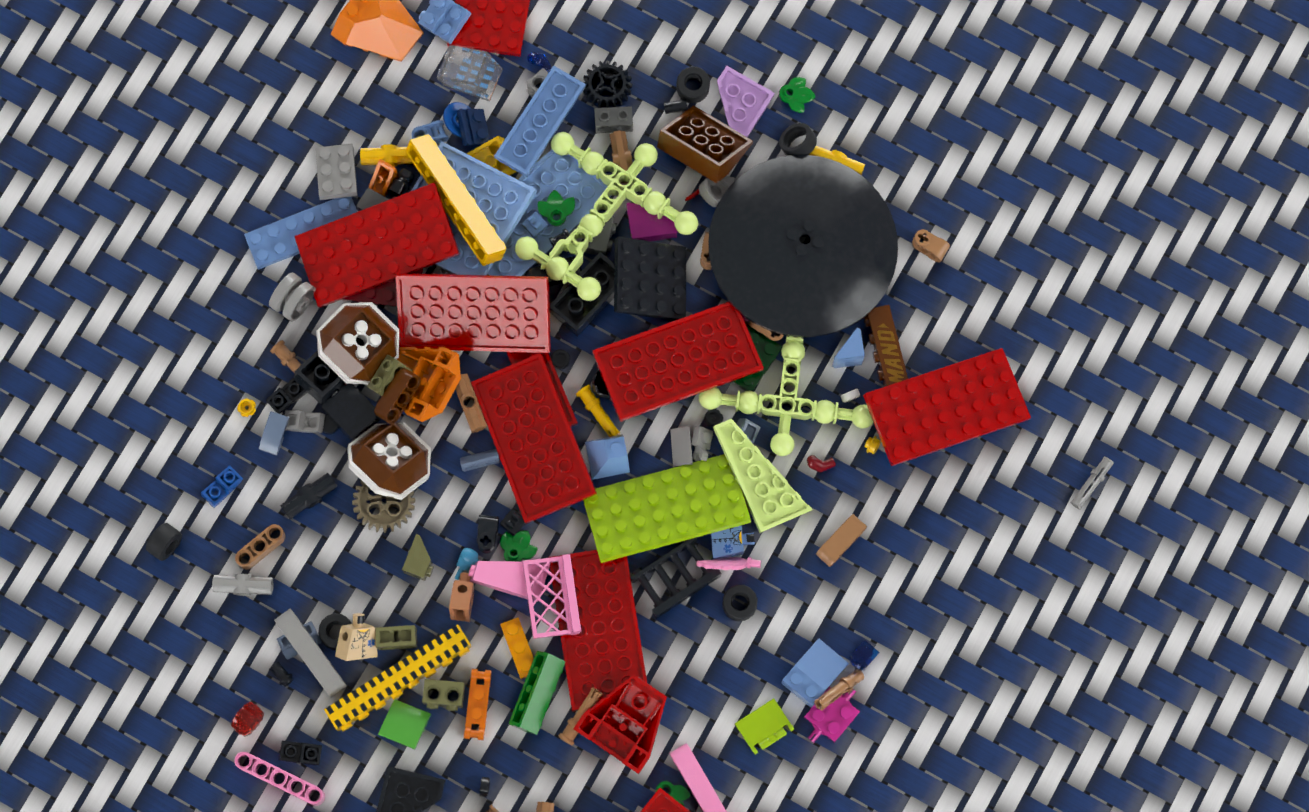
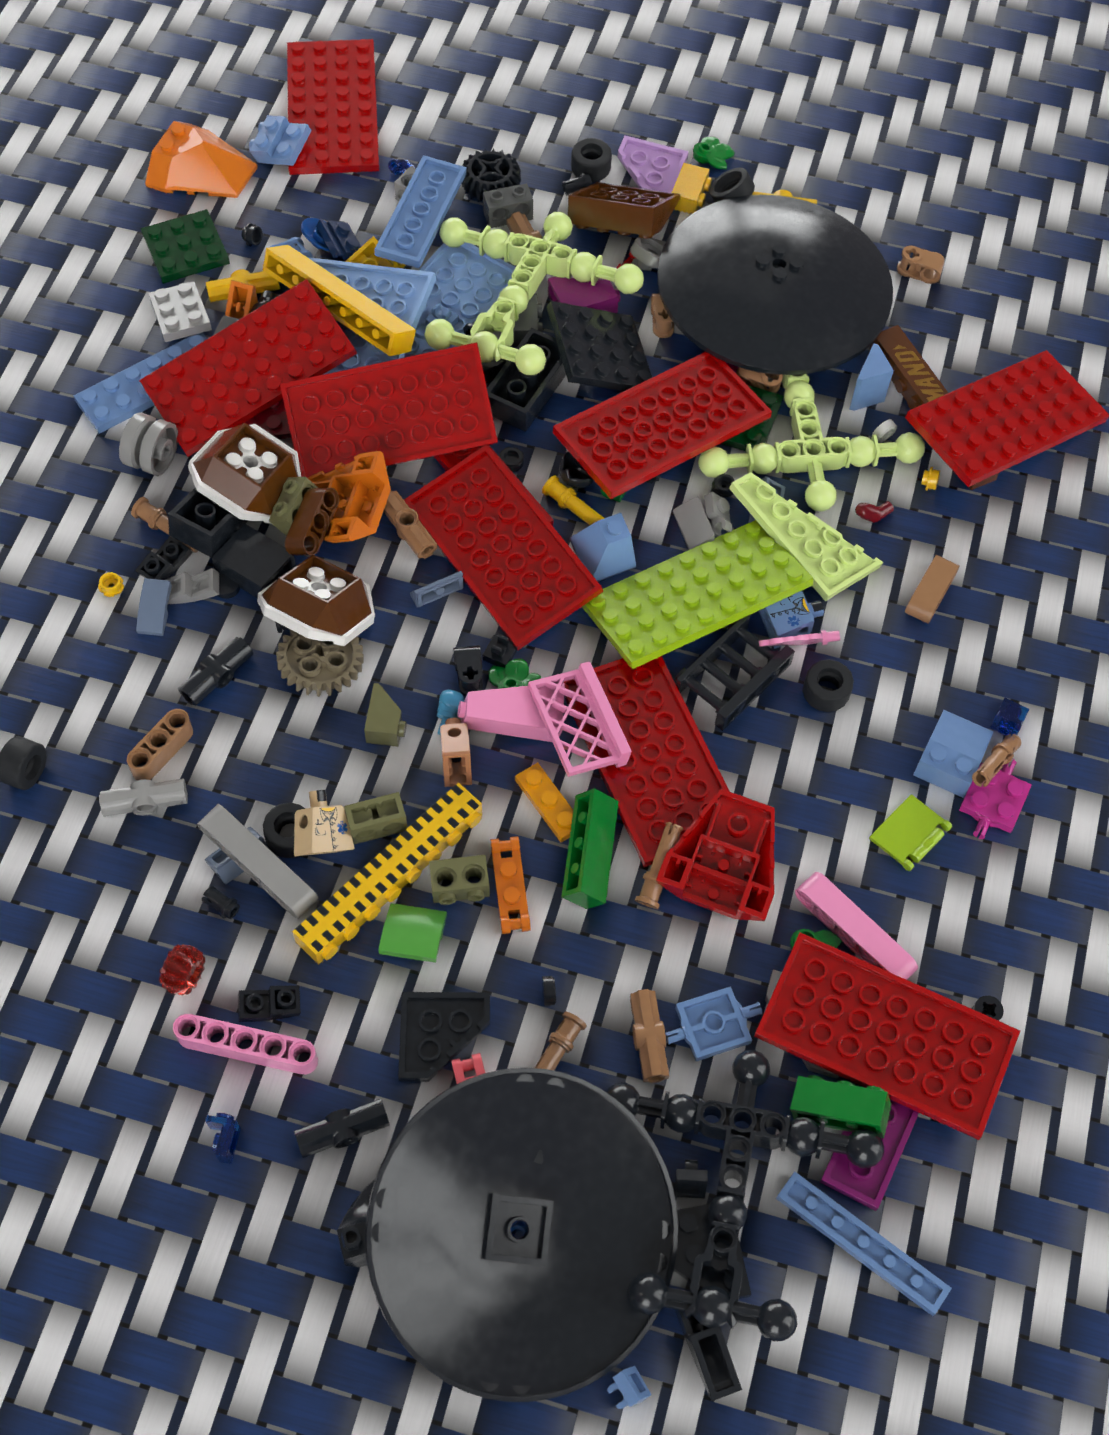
camera: 15 degrees left, 15 degrees down
(222, 486) = (94, 684): blue slope -> none
(351, 104) = (185, 246): none -> dark green plate
(405, 106) = (252, 234): none -> black plate
(470, 72) = (323, 187): clear slope -> none
(556, 206) = (464, 300): green plate -> none
(766, 129) = (691, 186): none -> yellow brick

